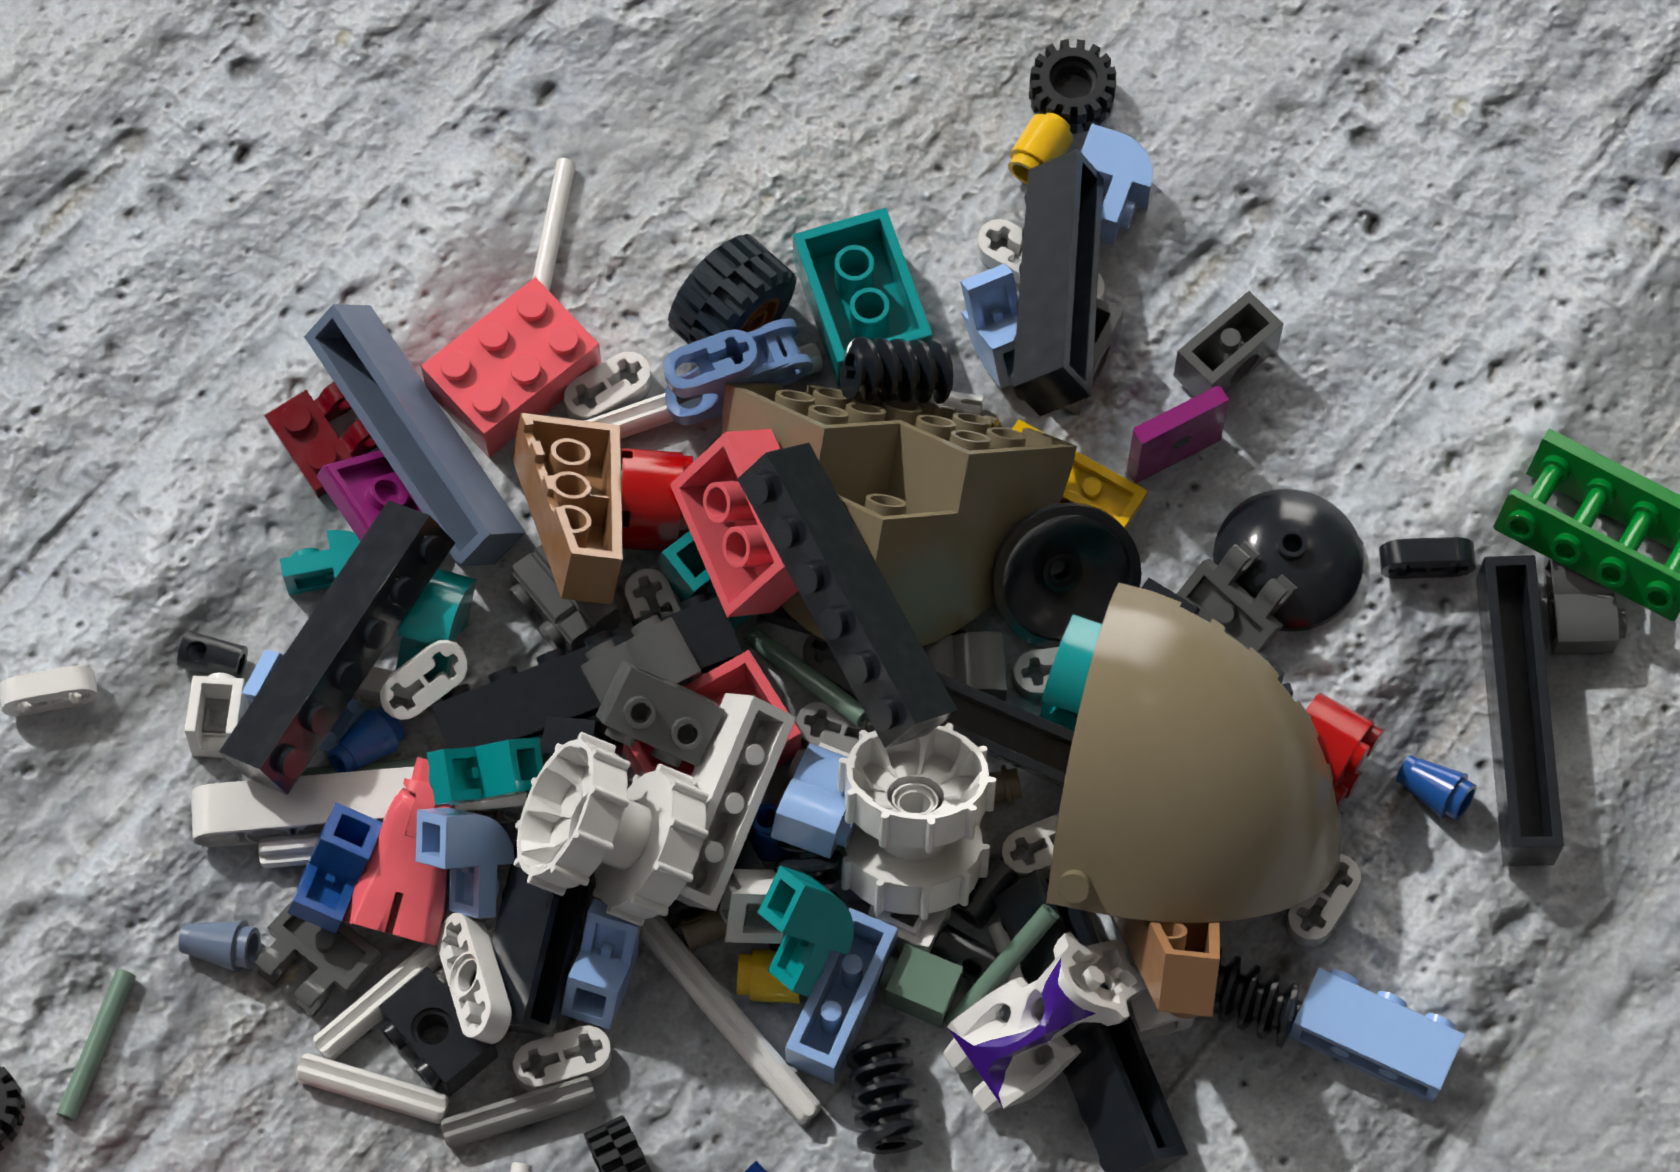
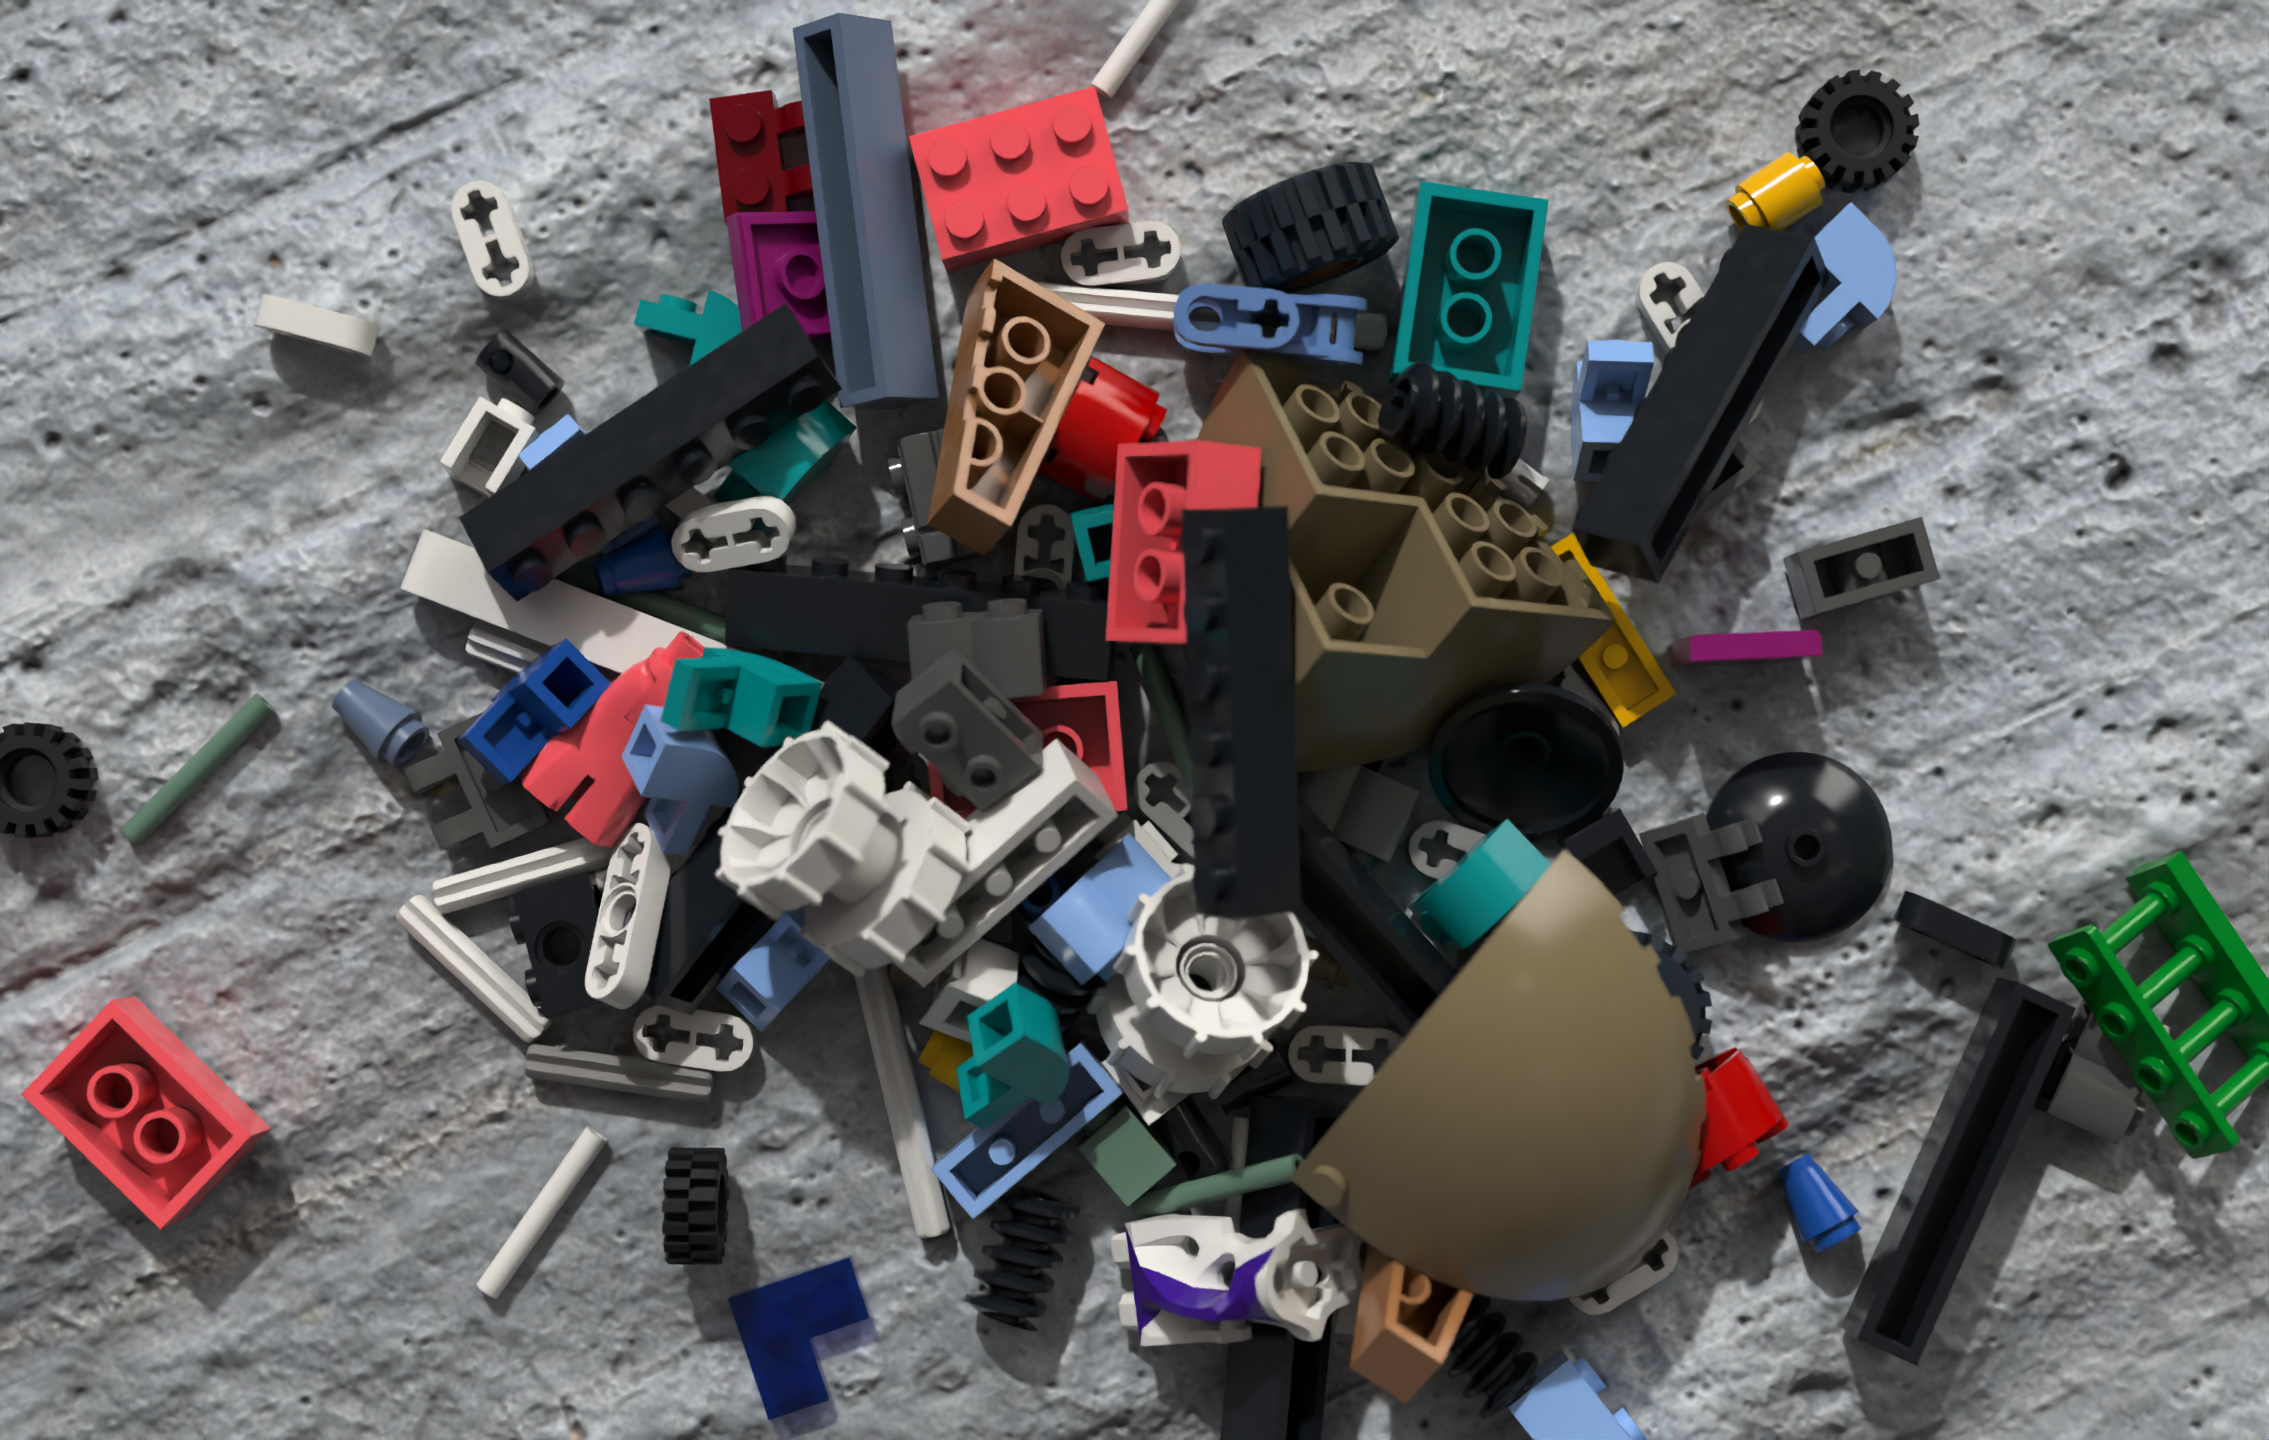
camera: 30 degrees right, 20 degrees up
(158, 572) = (478, 245): none -> white beam

